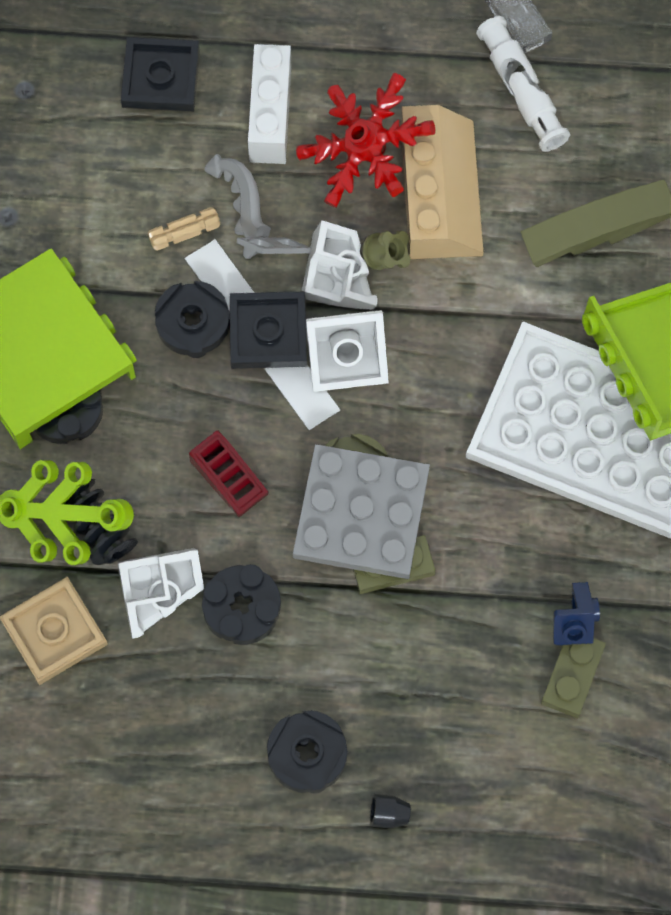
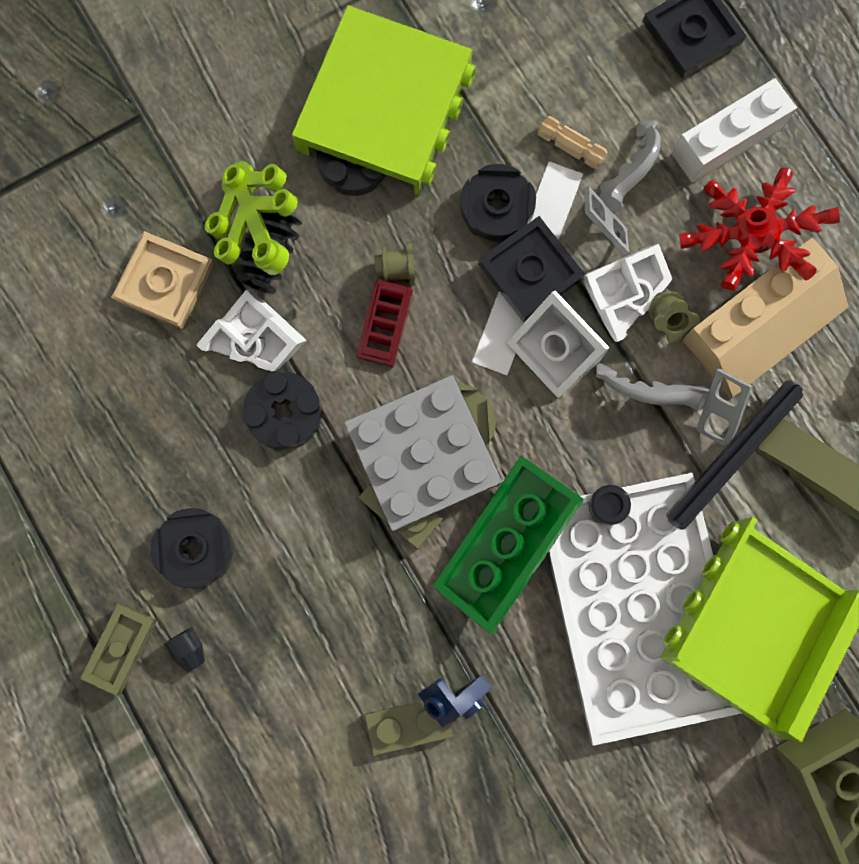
camera: 55 degrees right, 10 degrees up
(186, 430) = (396, 264): none -> olive brick
(350, 866) = (118, 649): none -> olive plate
(463, 278) = (689, 395): none -> light grey piece
(481, 494) = (507, 543): none -> green slope
(505, 398) = (610, 505): none -> black tile
(531, 280) = (734, 455): none -> black axle

